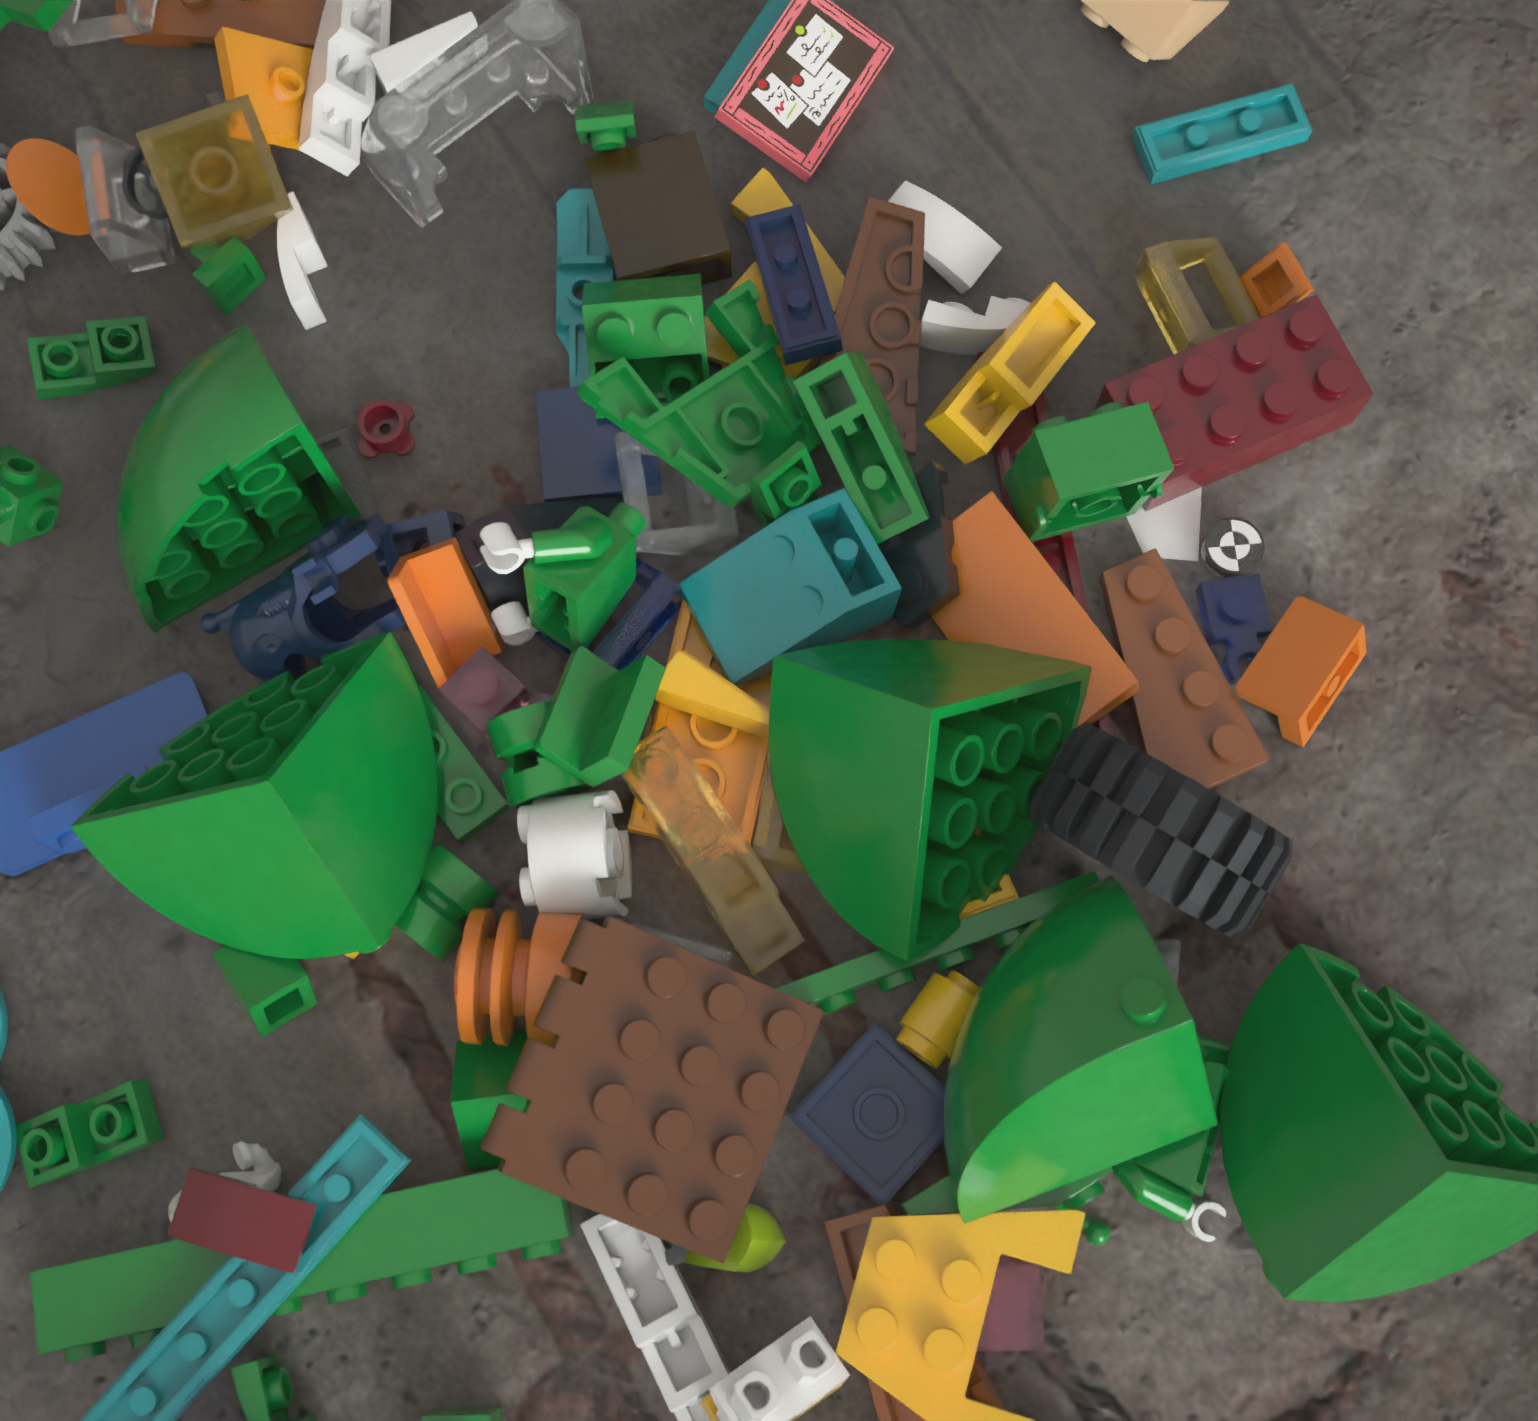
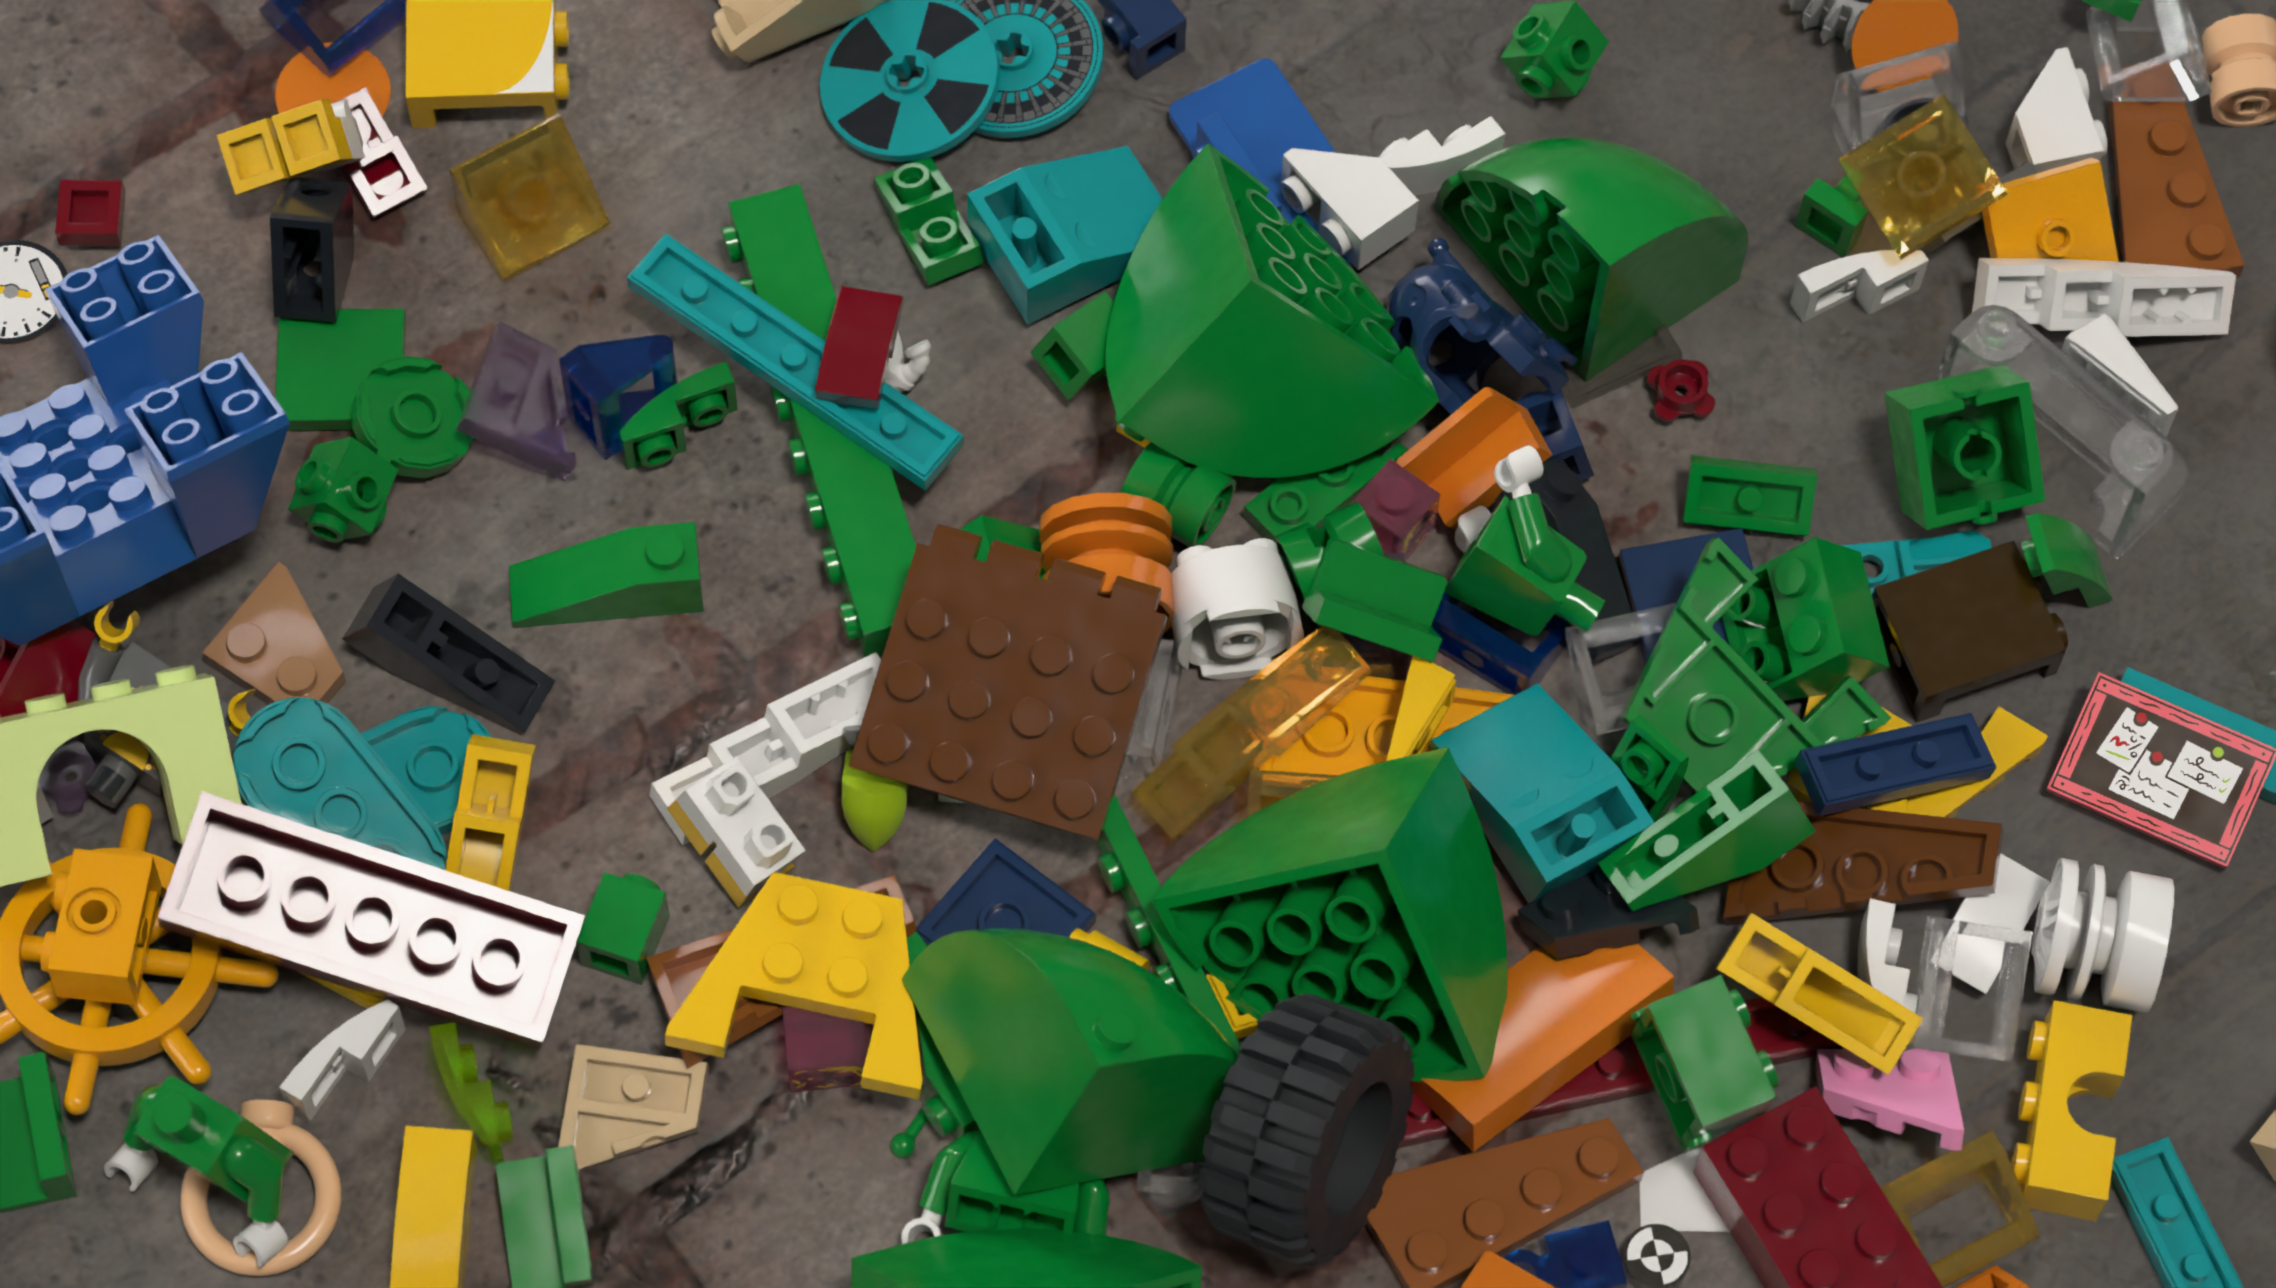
camera: 80 degrees right, 10 degrees down
(90, 361) = (1722, 104): green slope -> none
(112, 624) = (1426, 164): none -> white slope
(123, 989) = (1062, 226): none -> teal slope
(141, 702) = (1351, 199): none -> white slope
(163, 75) = (2055, 120): none -> white slope
(489, 183) = (1965, 447): none -> green brick
(503, 379) = (1749, 495): none -> green plate
(970, 135) = (2103, 935): none -> white wheel
(988, 272) = (1935, 982): none -> clear tile
(1071, 194) = (2061, 1163): none -> yellow arch
(1114, 306) = (1915, 1092): none -> bright pink wing

